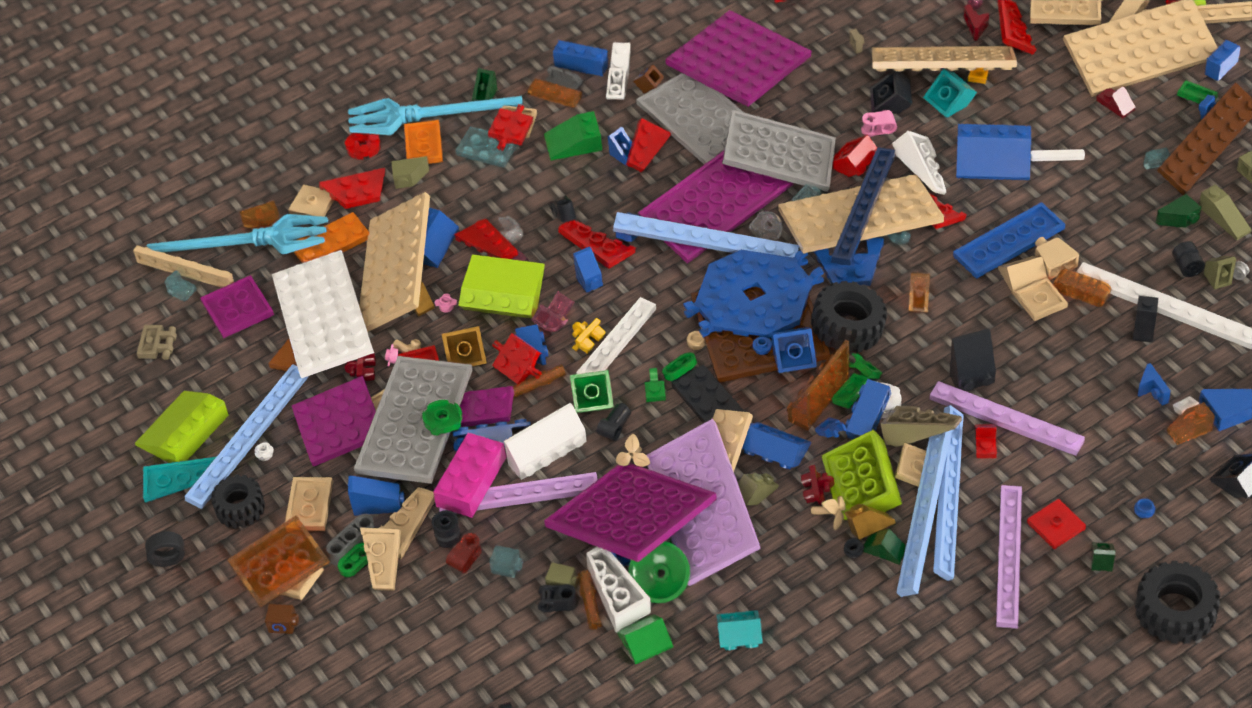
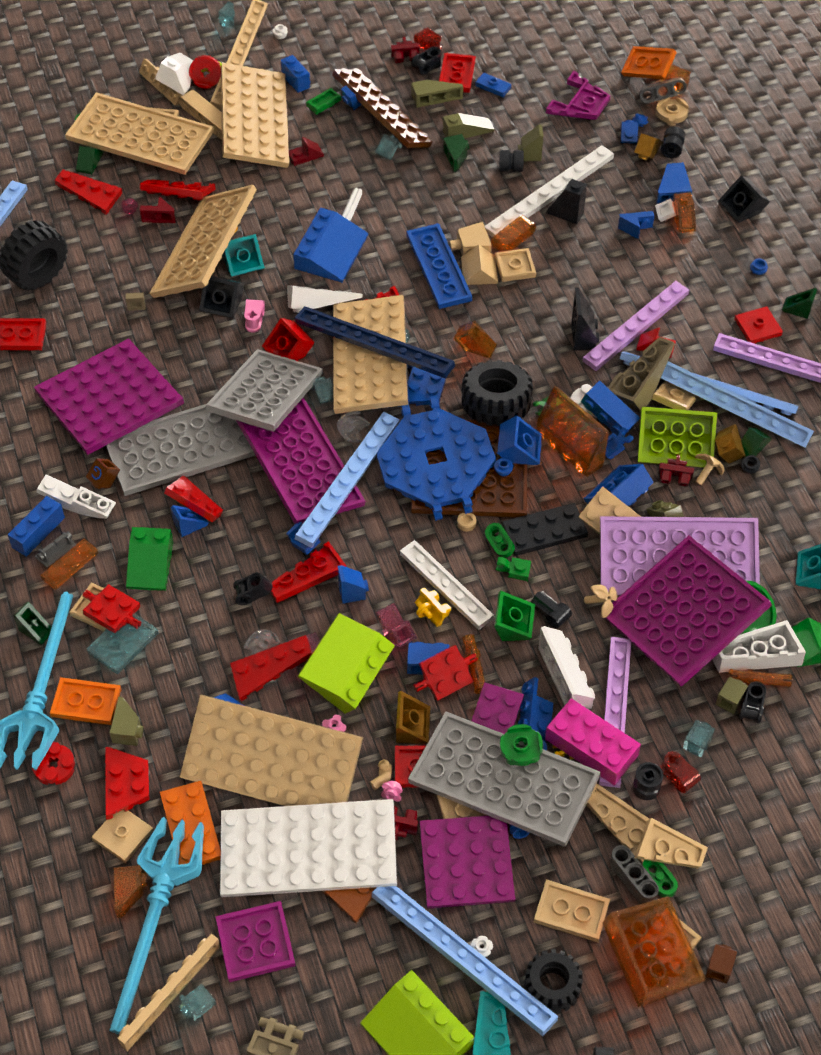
camera: 80 degrees left, 5 degrees up
(374, 496) = (587, 841): blue slope -> none

